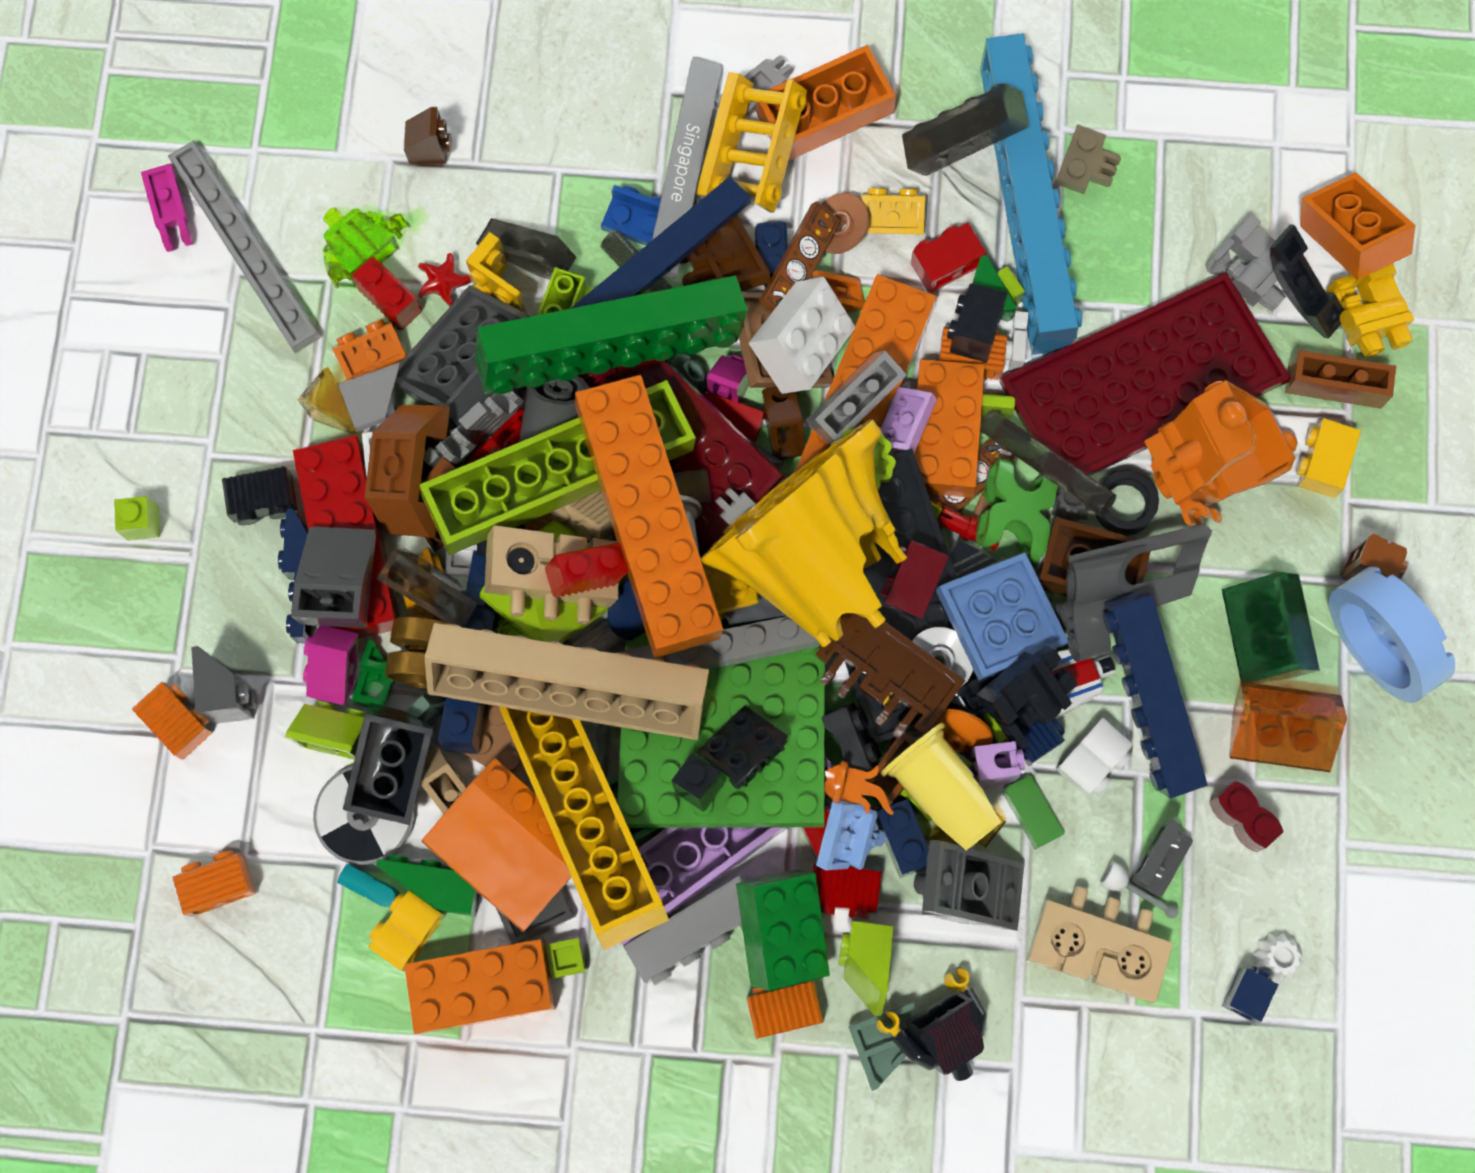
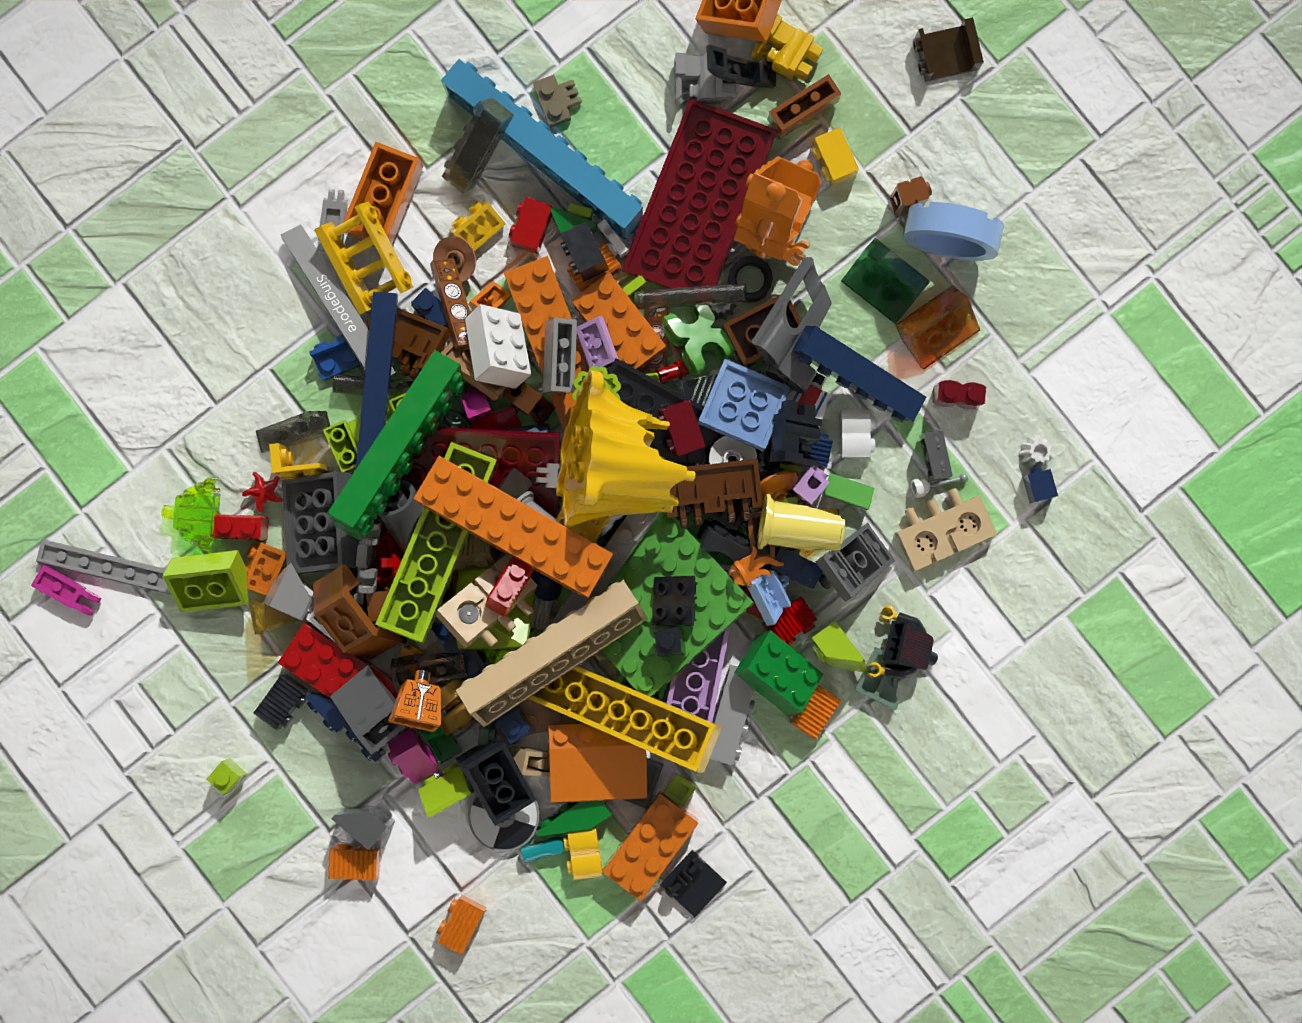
camera: 45 degrees left, 10 degrees up
(304, 312) = (207, 581): none -> lime slope
(385, 607) = (418, 704): none -> orange torso
(427, 138) = (176, 419): reddish brown slope -> none
(486, 1072) = (693, 883): none -> black hinge

